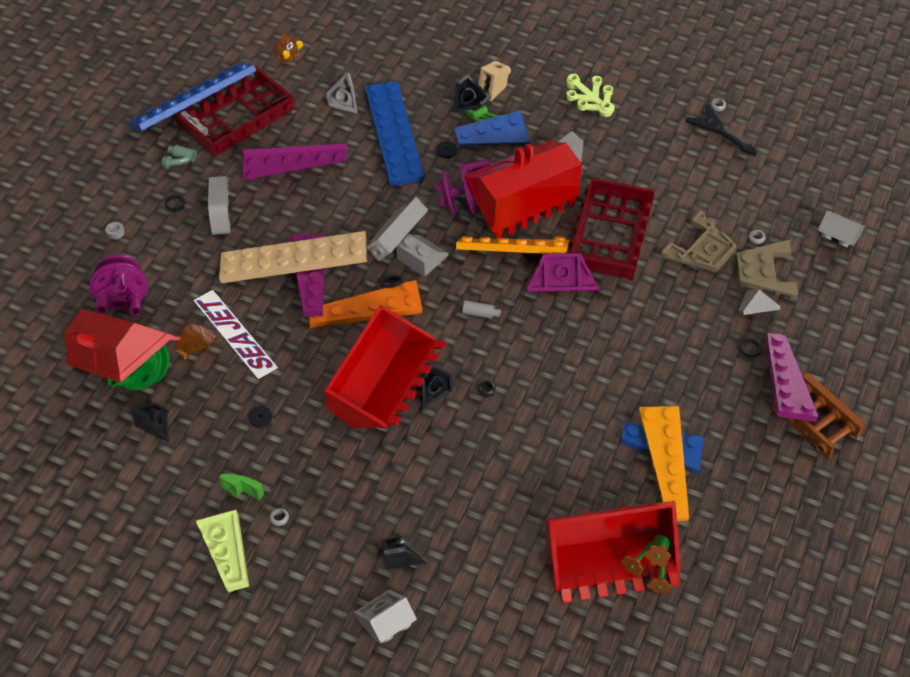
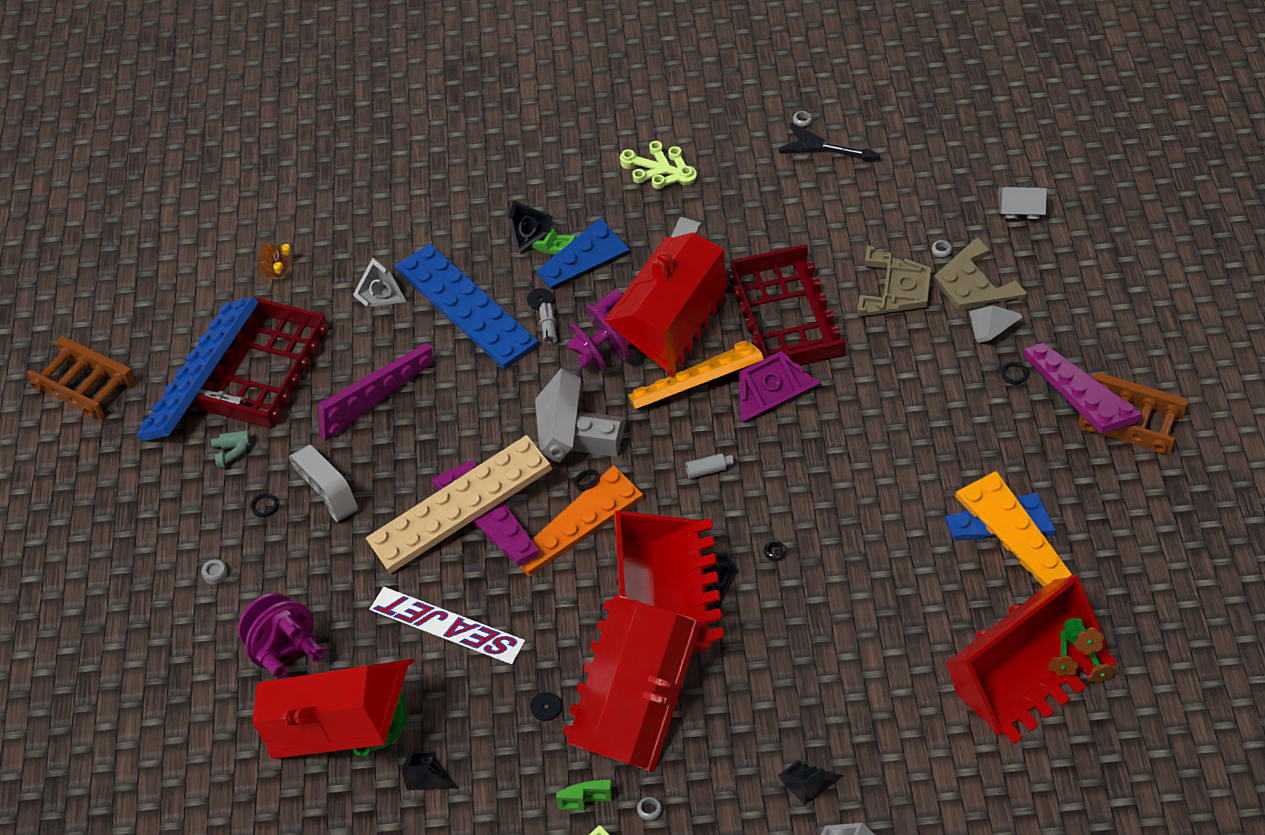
camera: 25 degrees left, 0 degrees up
(130, 62) = (84, 359): none -> dark orange fence
(194, 339) = (412, 647): clear orange slope -> none
(318, 427) = (632, 682): none -> red piece
(438, 167) = (548, 323): none -> light grey axle
(494, 78) = (542, 188): tan torso -> none

